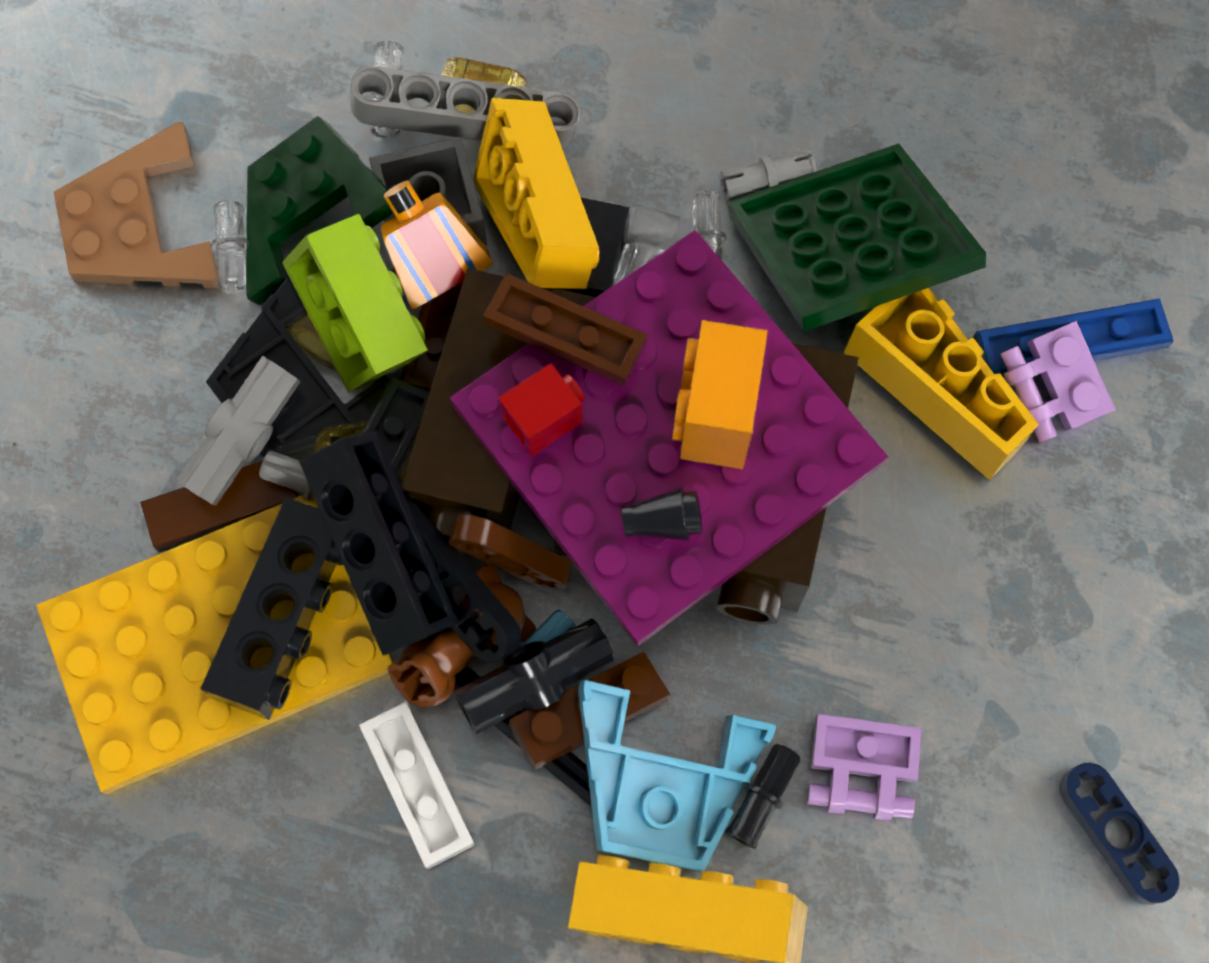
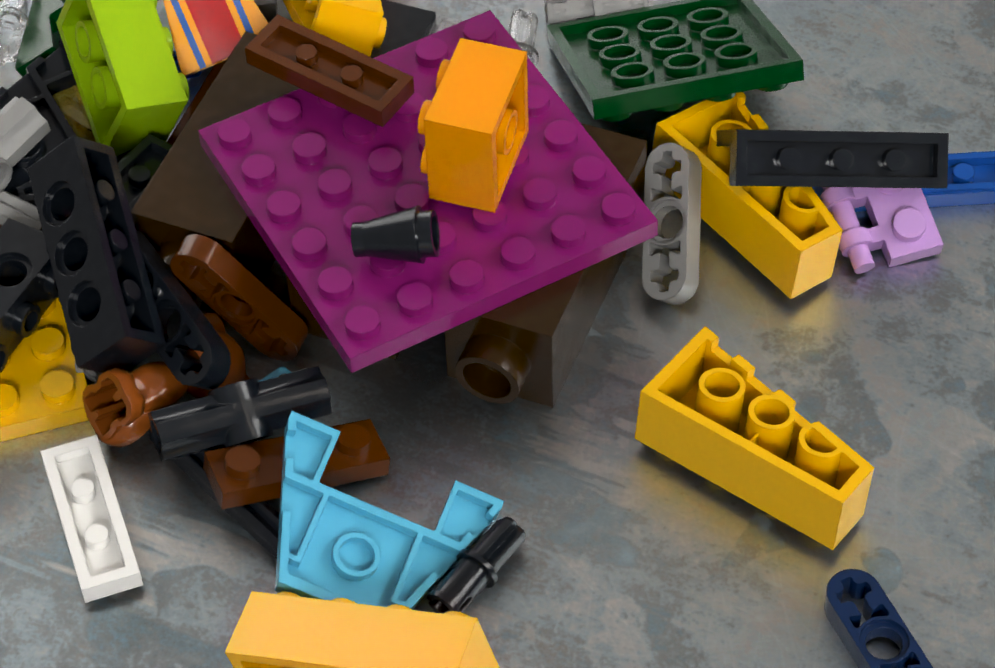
camera: 10 degrees right, 20 degrees down
(542, 408) = (288, 132): red brick -> none
(868, 750) = (600, 534): lavender plate -> none
(895, 386) = (687, 240): none -> light grey beam
(987, 647) = (752, 442): none -> yellow wedge
(1022, 347) = (836, 158): none -> black fence

